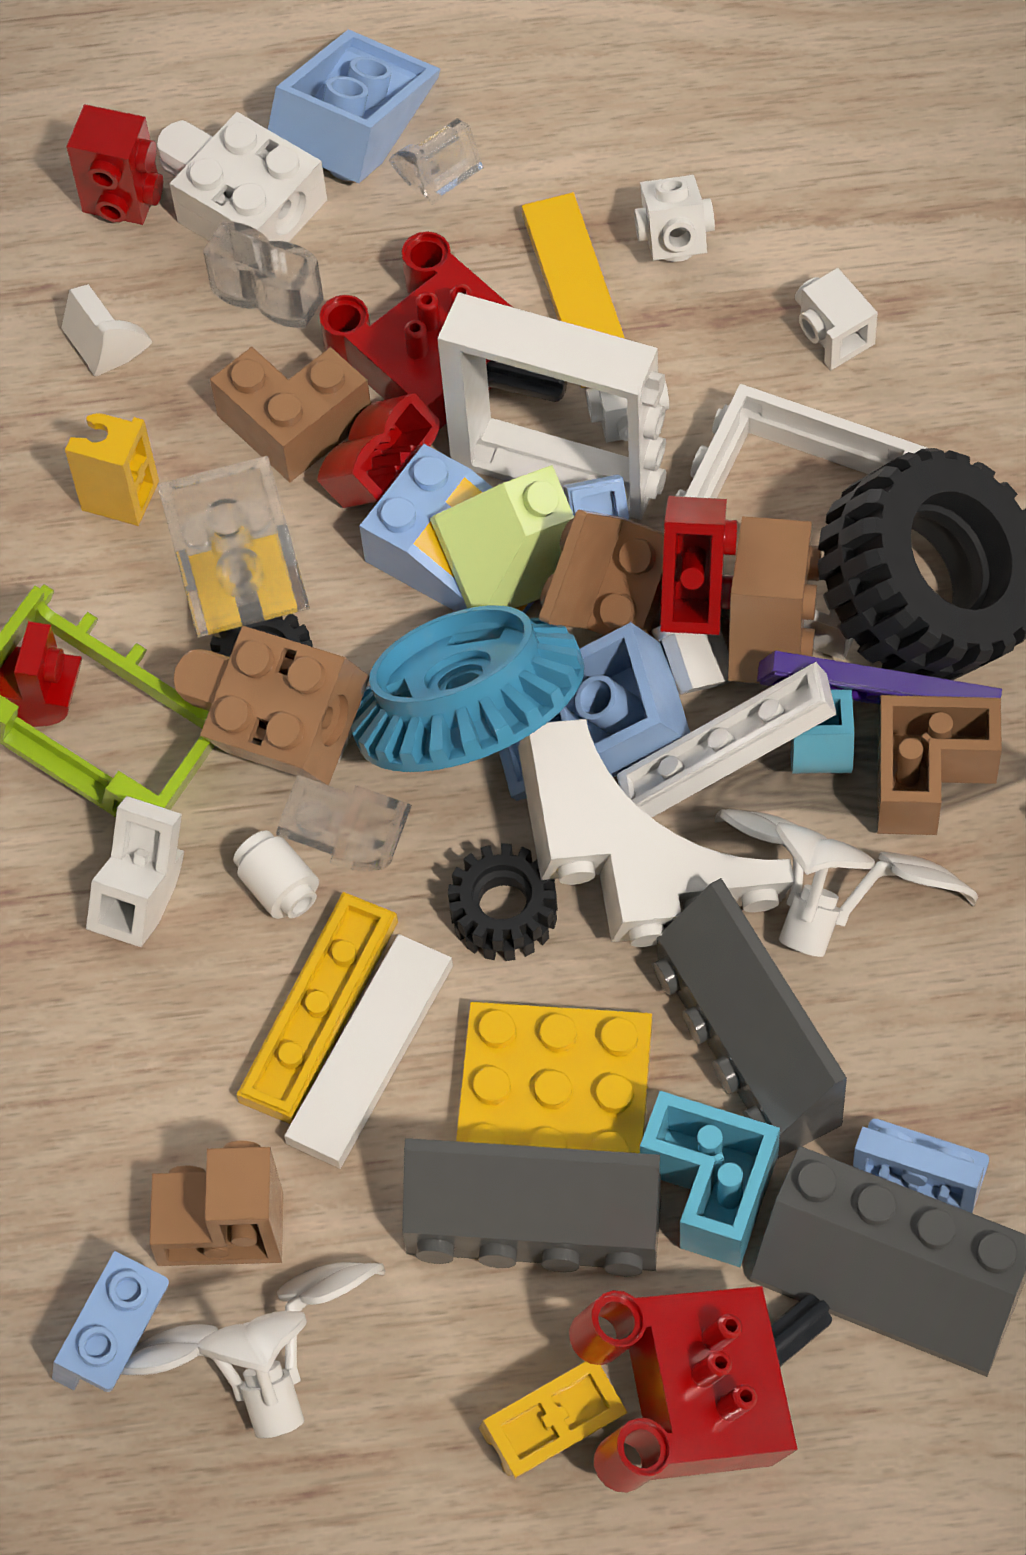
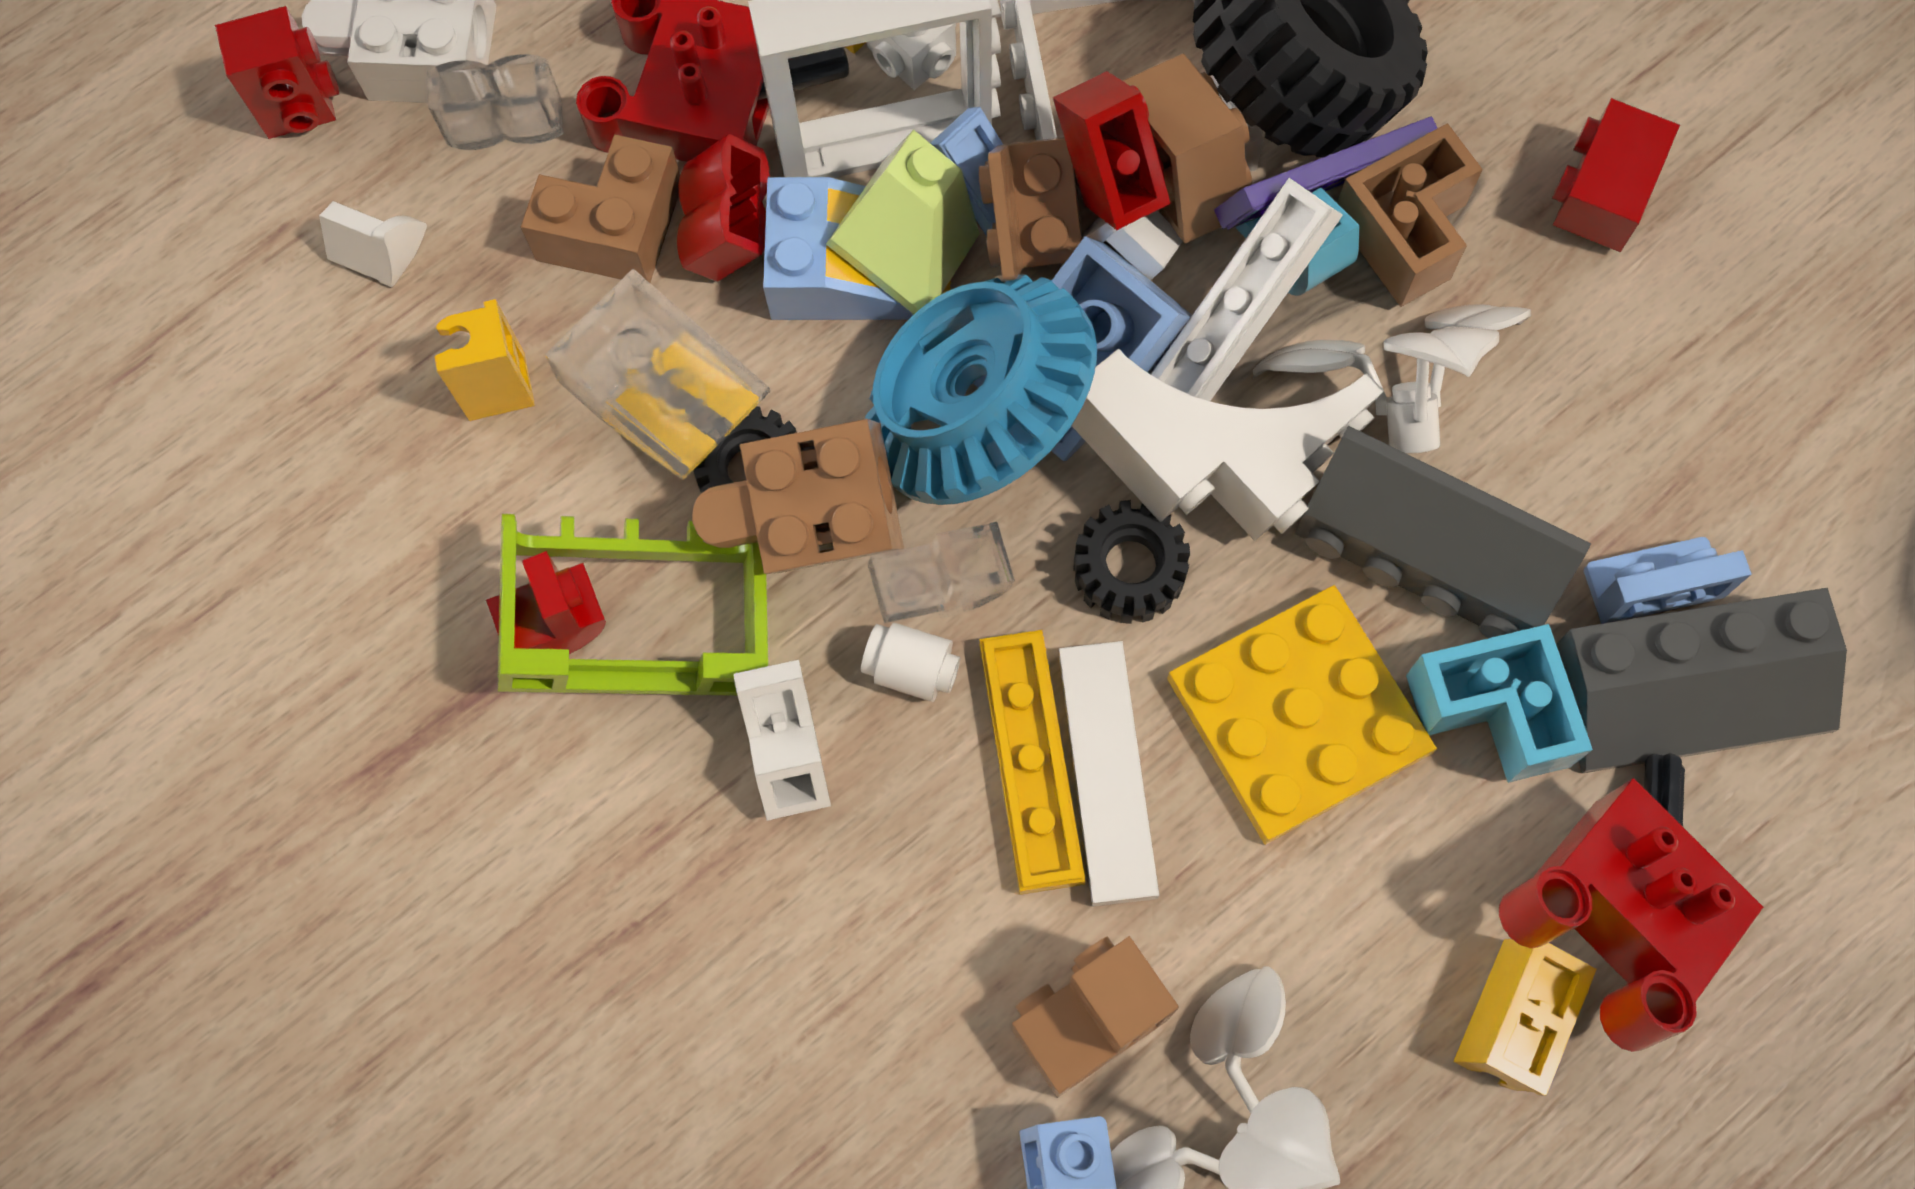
camera: 35 degrees left, 10 degrees up
(531, 1206) = (1376, 831): dark grey slope -> none

